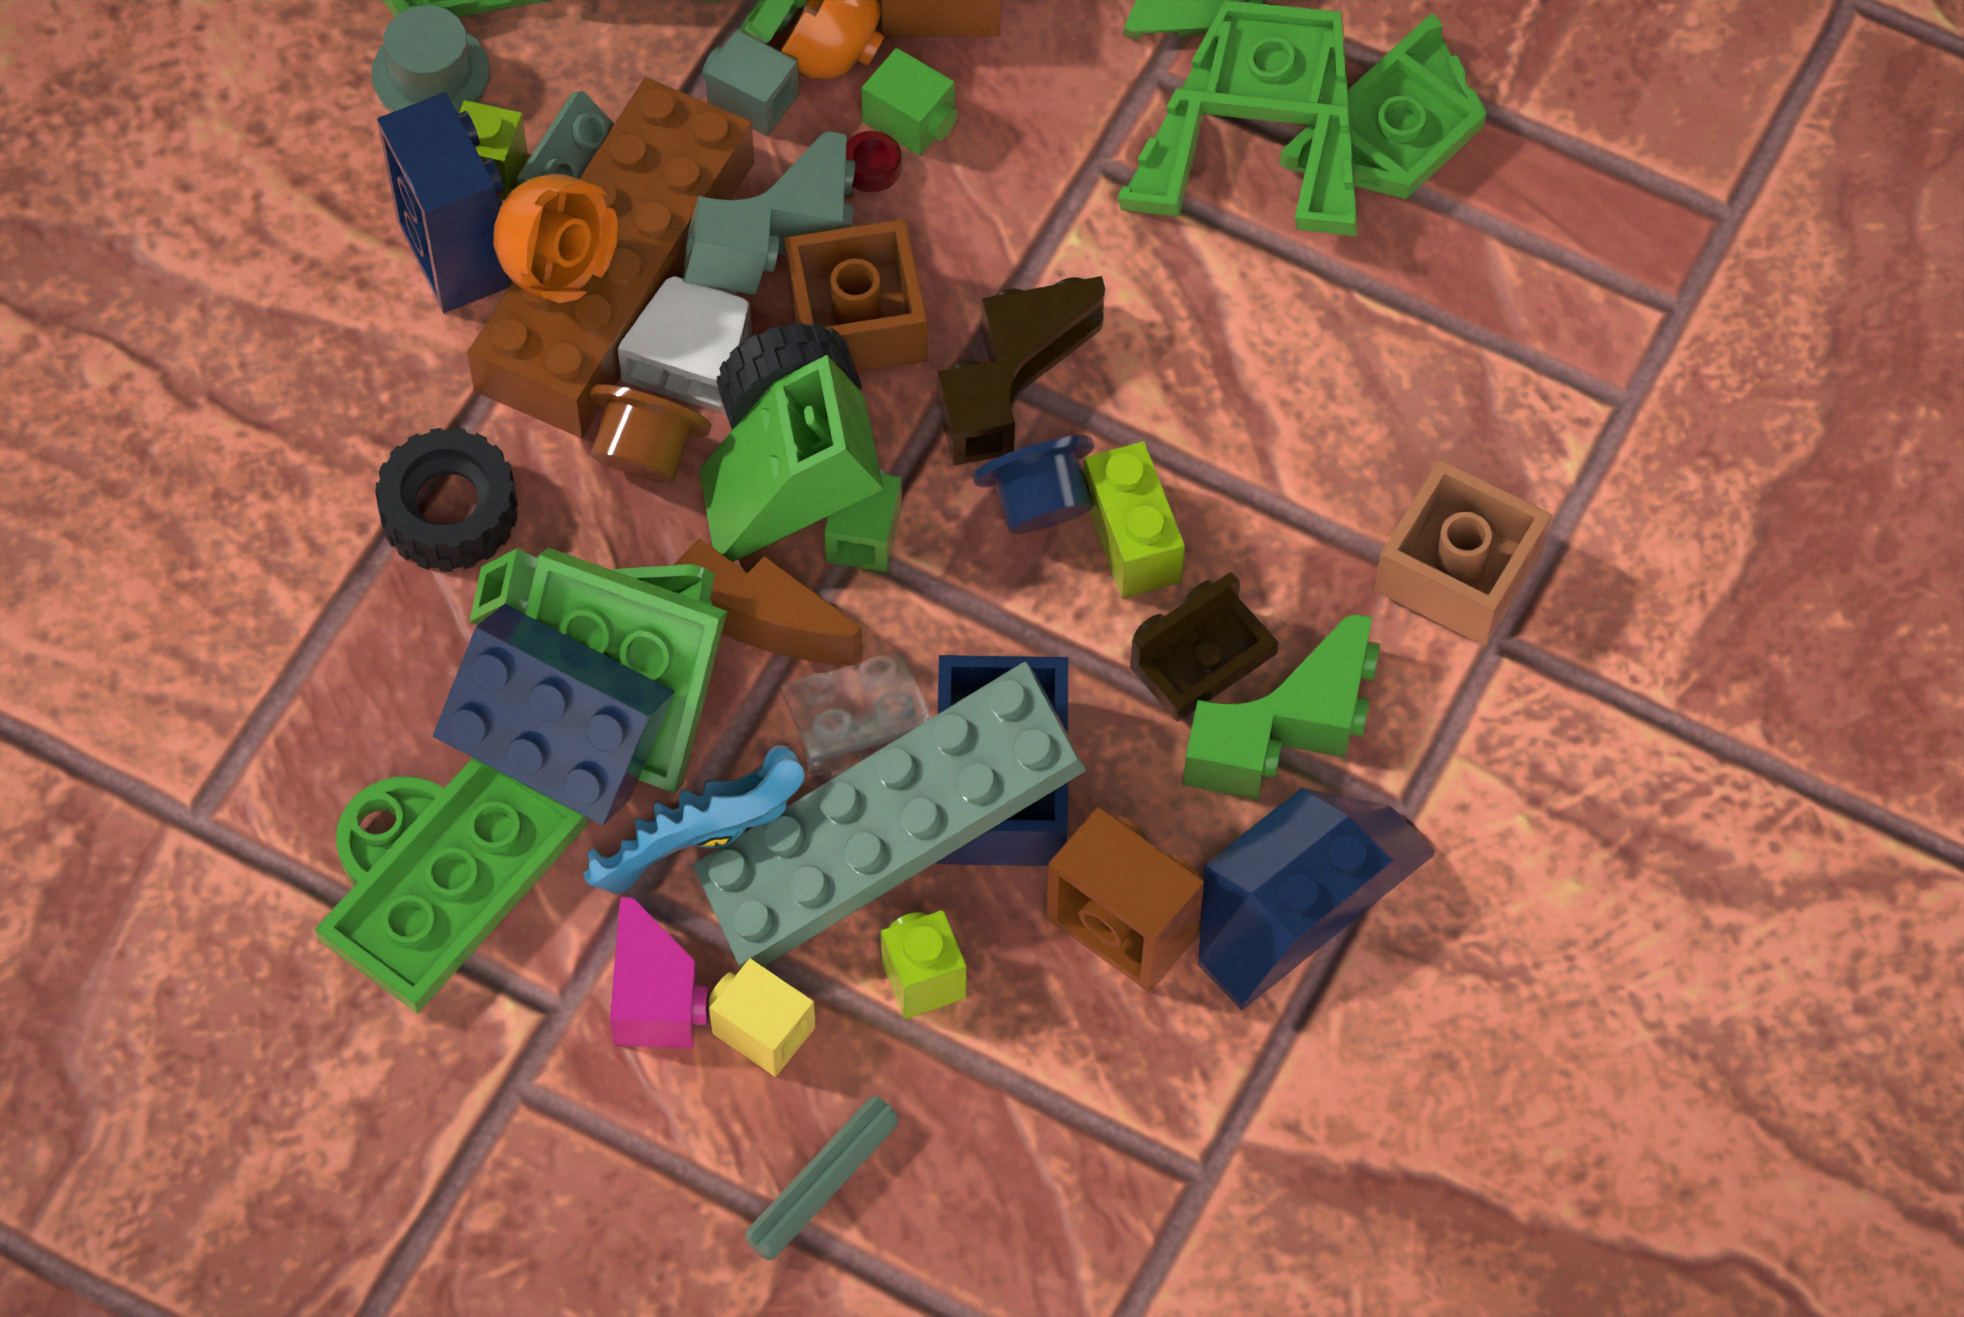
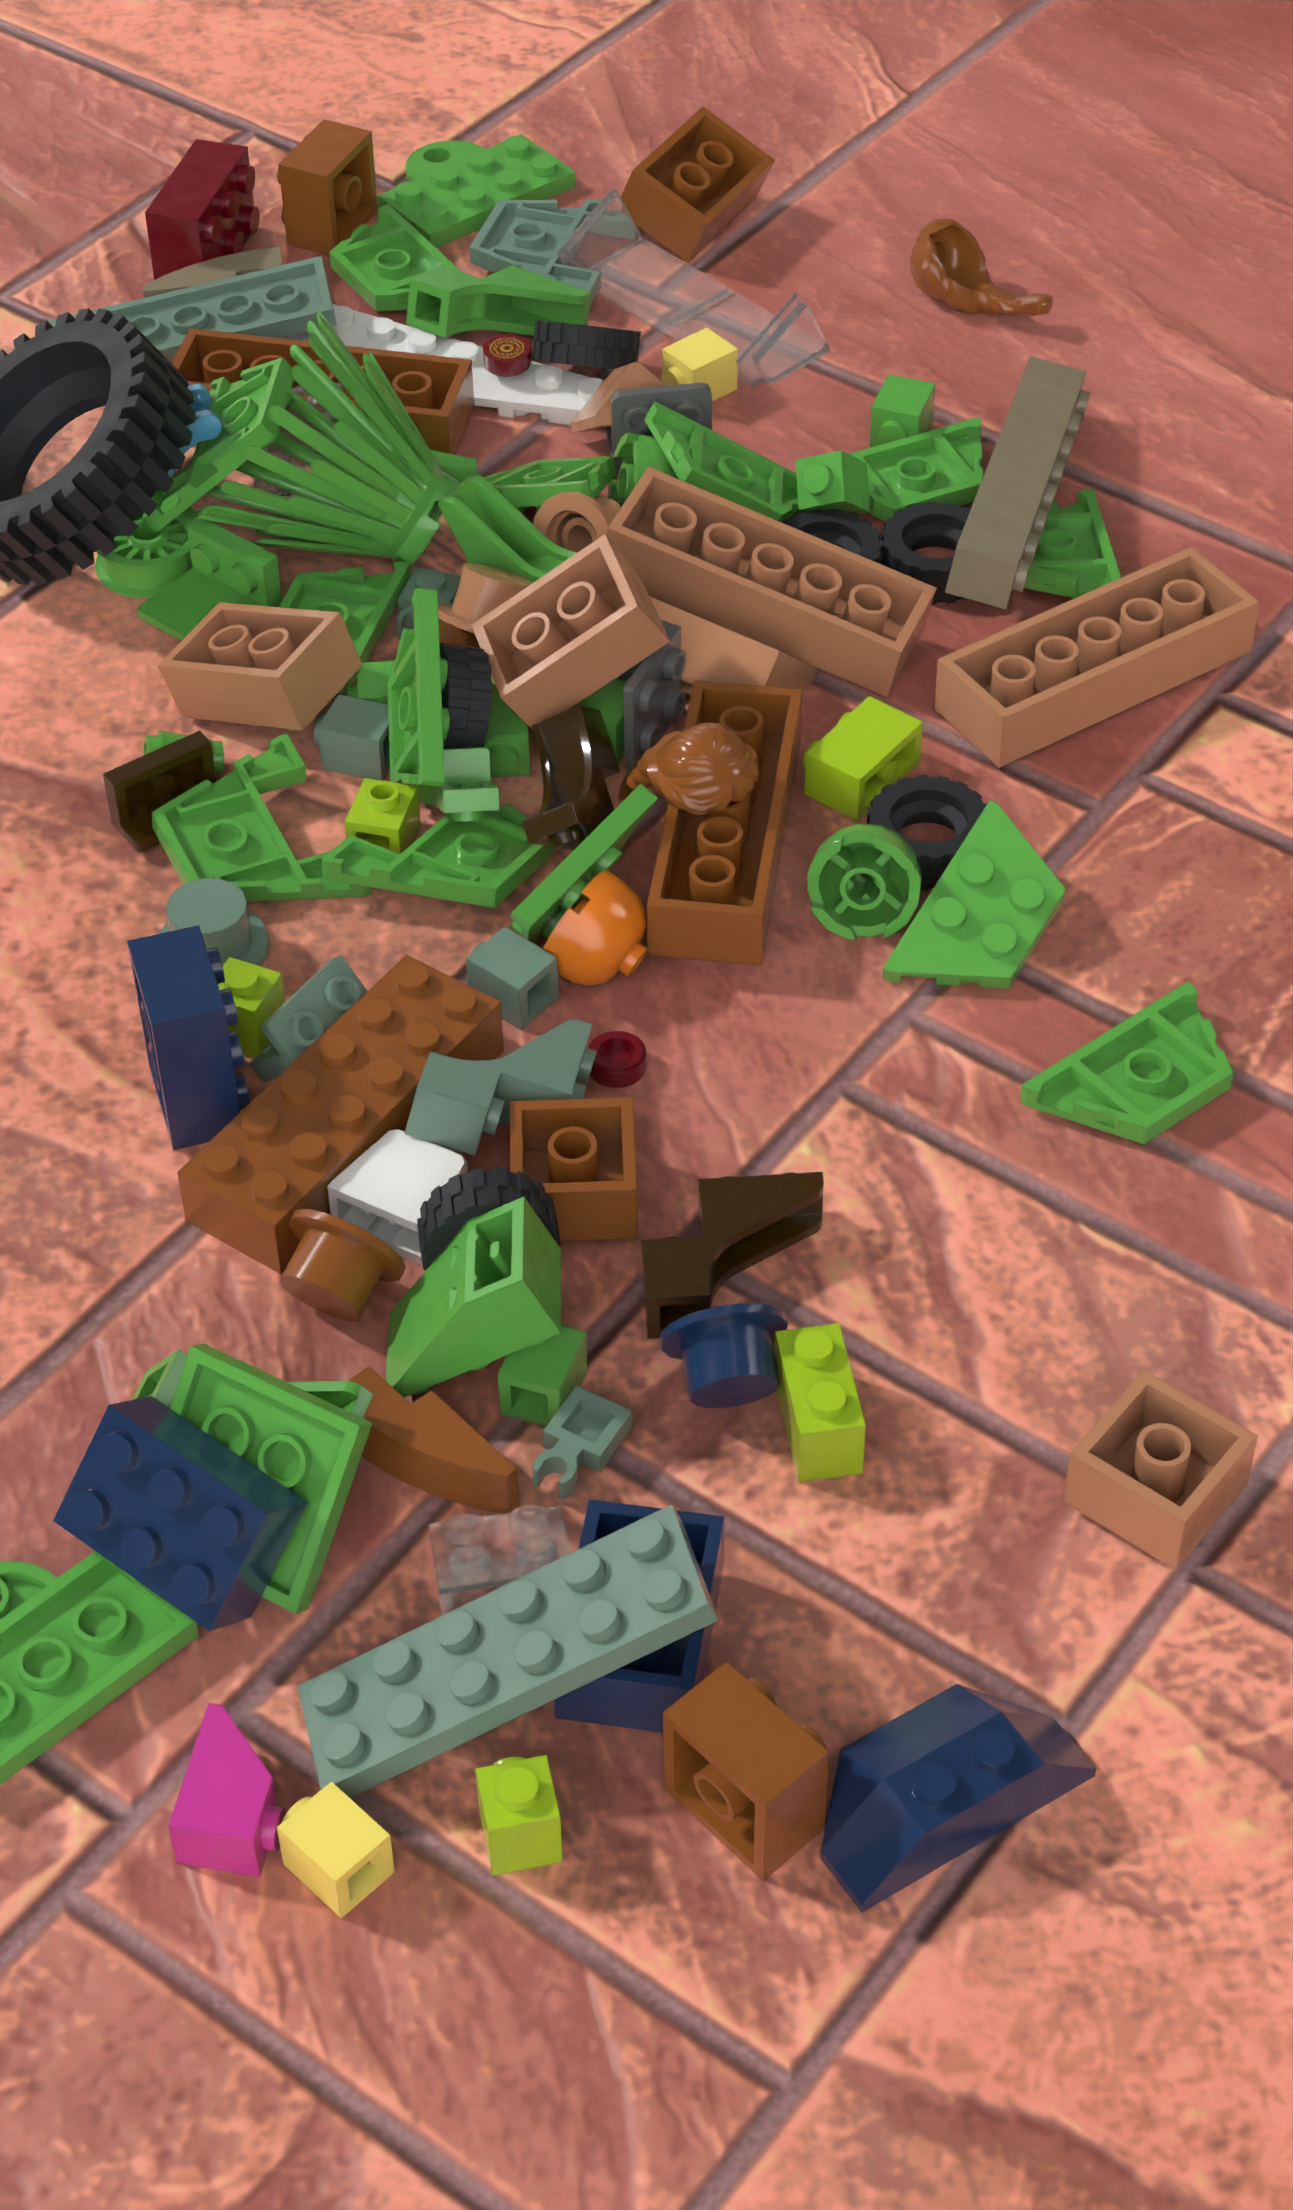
camera: 10 degrees right, 15 degrees down
(436, 455) = (123, 1271): black tyre -> none
(555, 236) = (280, 1066): orange cylinder -> none
(701, 820) = (308, 1639): dark azure animal -> none
(821, 1178) = (365, 2031): sand green axle -> none
(909, 102) = (661, 1008): bright green brick -> none
(911, 579) = (579, 1434): none -> sand green plate
(1200, 646) = (869, 1531): dark brown bracket -> none
(1268, 68) = (1014, 1010): bright green wing -> none
(1310, 712) = (976, 1608): bright green arch -> none

